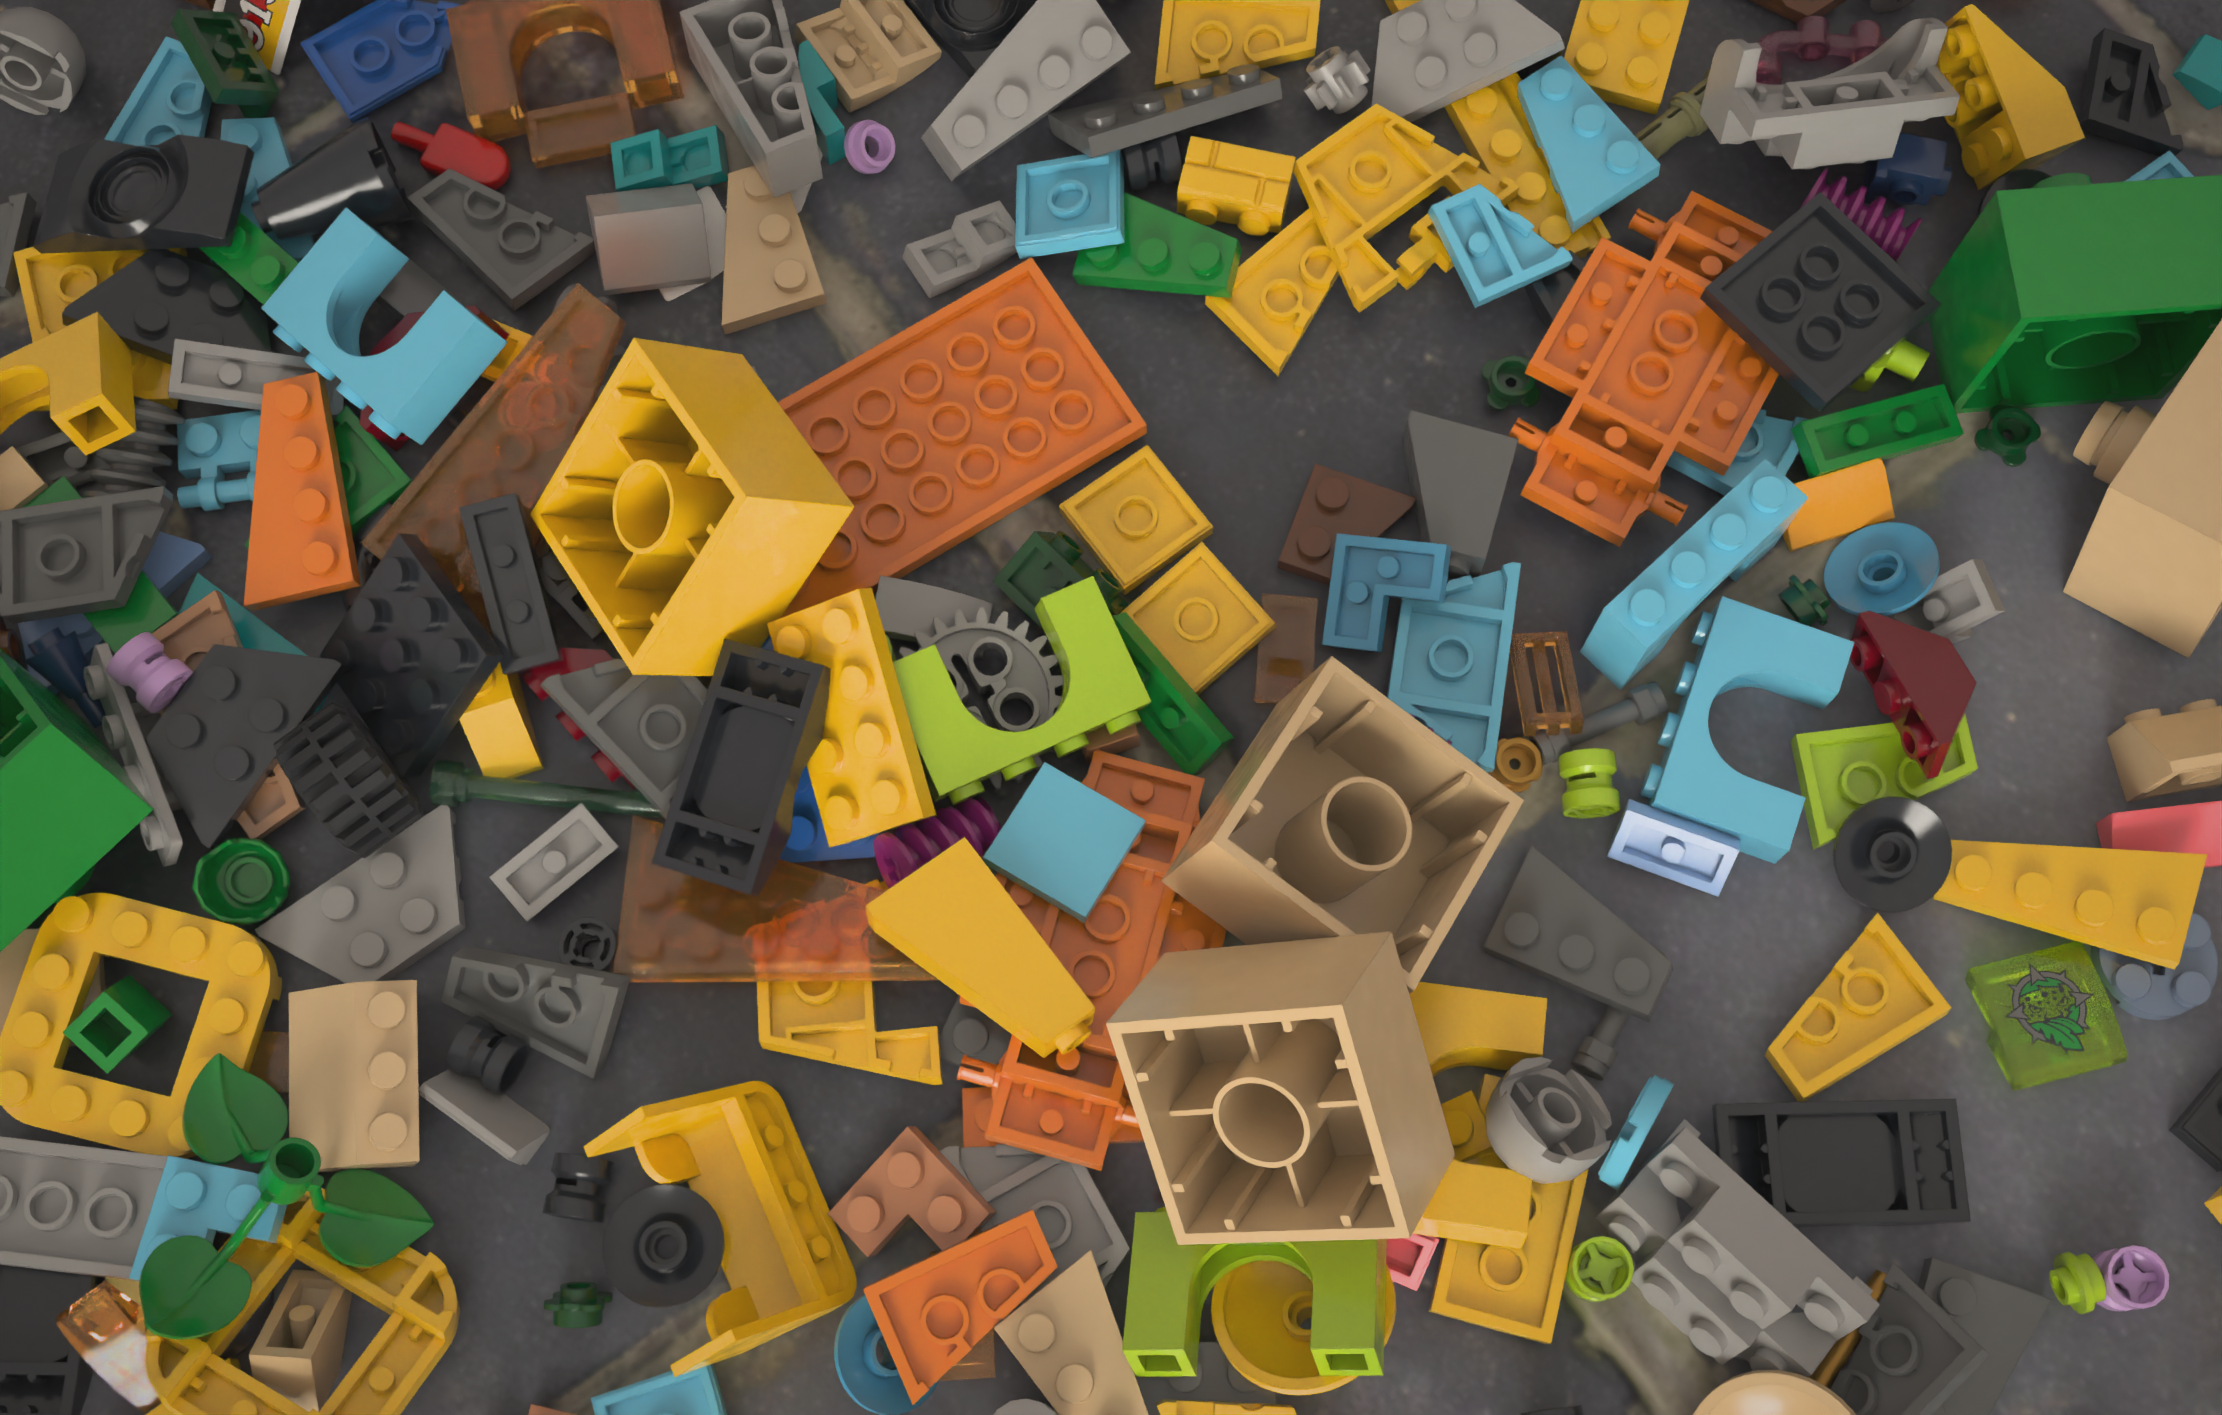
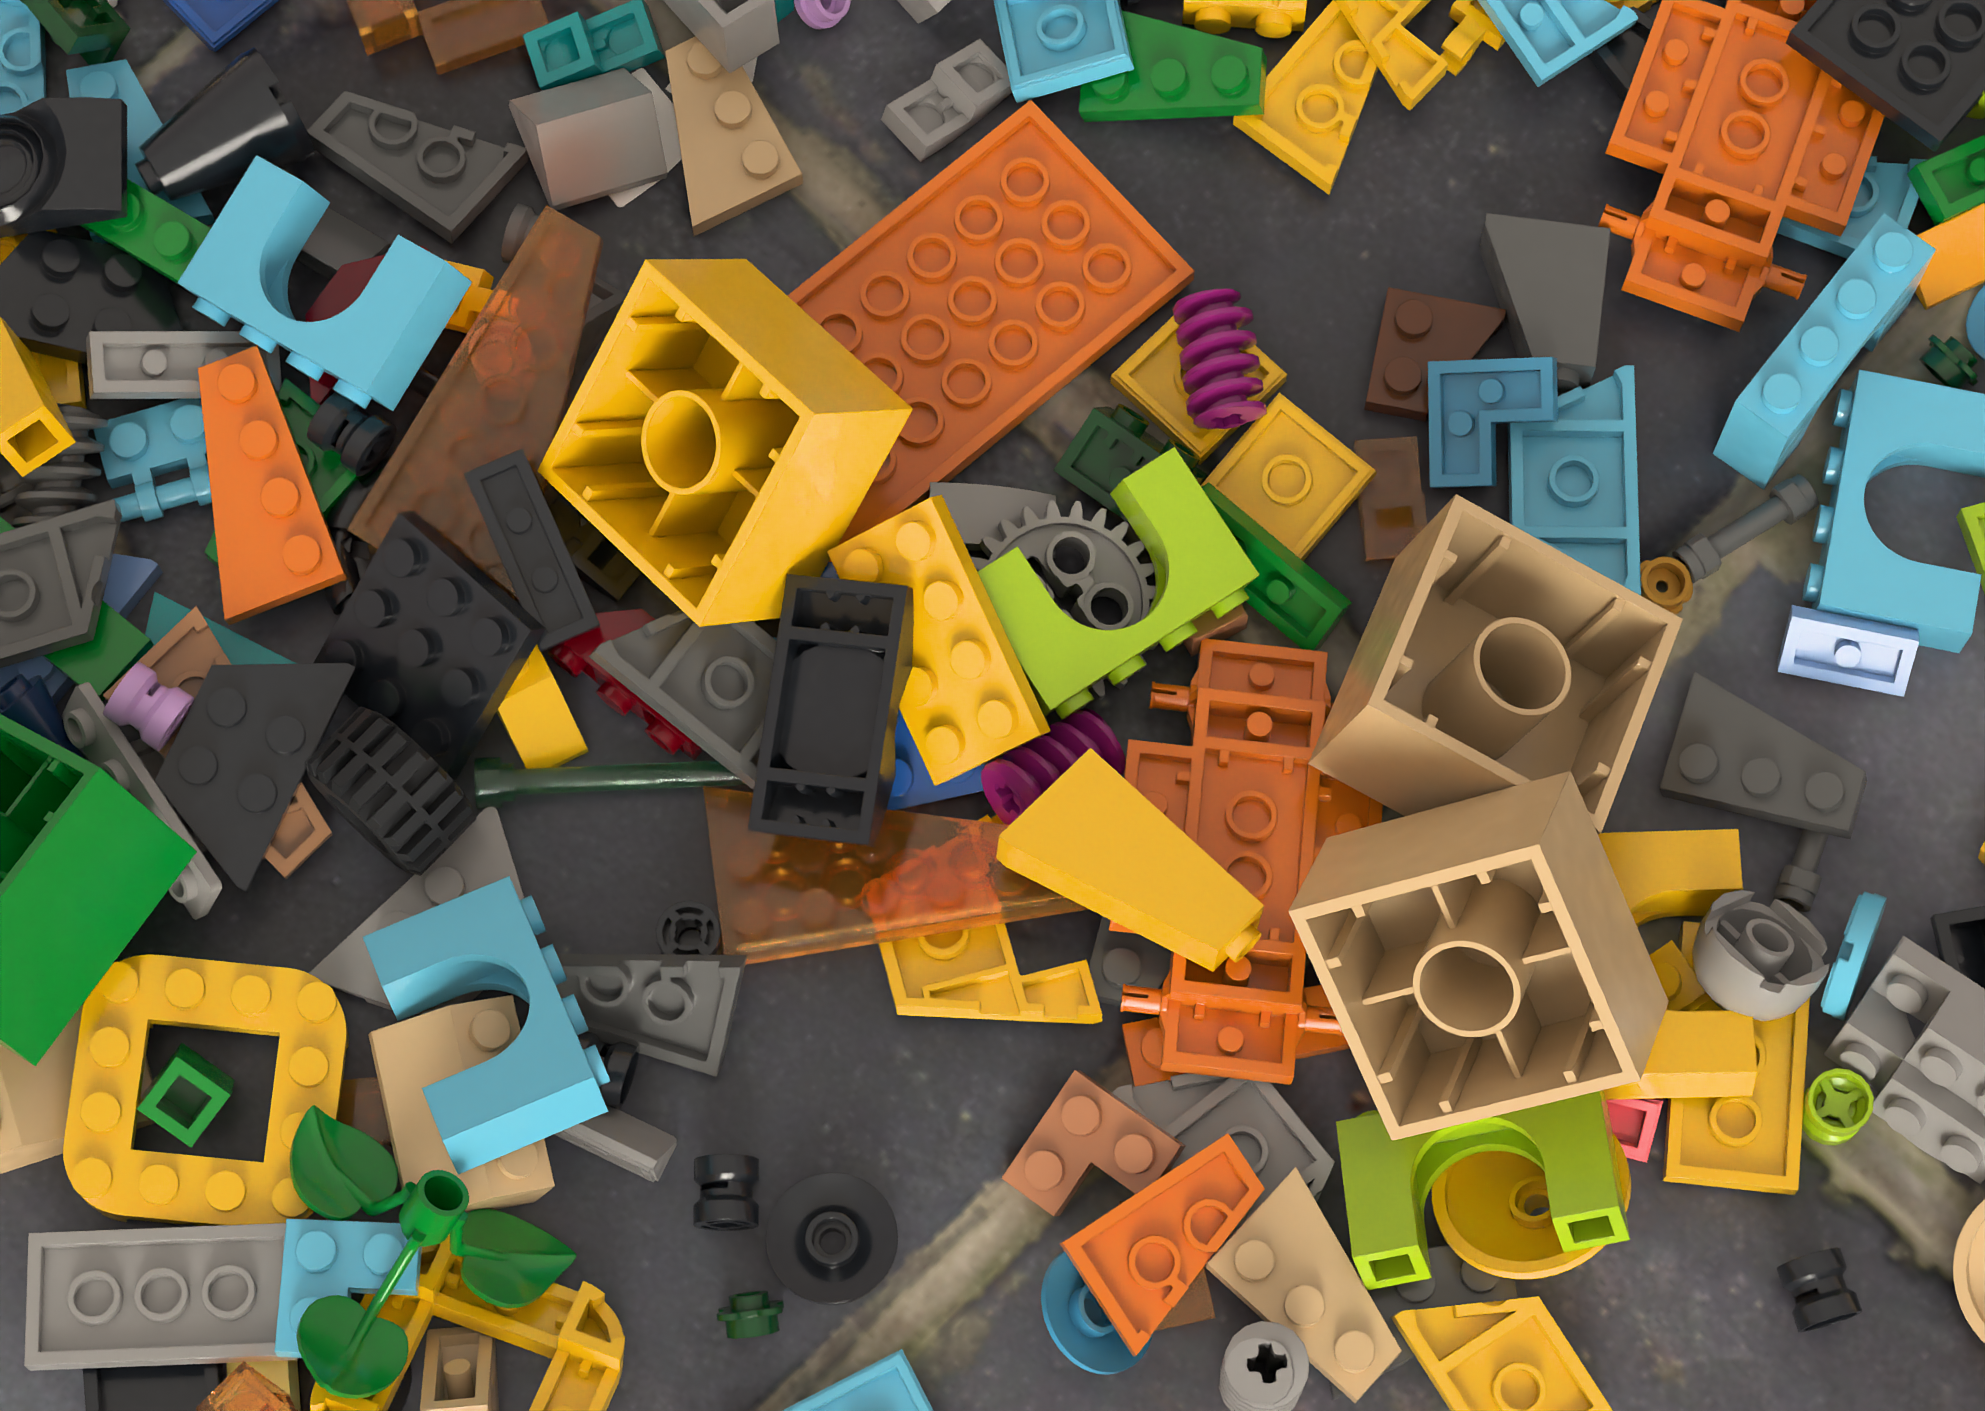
camera: 10 degrees left, 0 degrees up
(241, 881) = (287, 921): green hair -> none
(385, 459) = (351, 433): none -> black wheel
(420, 1060) = (544, 1074): none -> medium azure arch
(458, 150) = (344, 67): red piece -> none
(554, 862) = (627, 849): light grey plate -> none
(752, 1169) = (954, 1214): yellow windscreen -> none
(1064, 842) = (1192, 740): medium azure tile -> none
(1147, 504) = (1214, 359): none -> magenta piece
(1505, 369) = (1589, 149): dark green plate -> none
(1550, 718) = (1693, 530): clear orange tile -> none
(1589, 783) = (1746, 595): lime wheel -> none

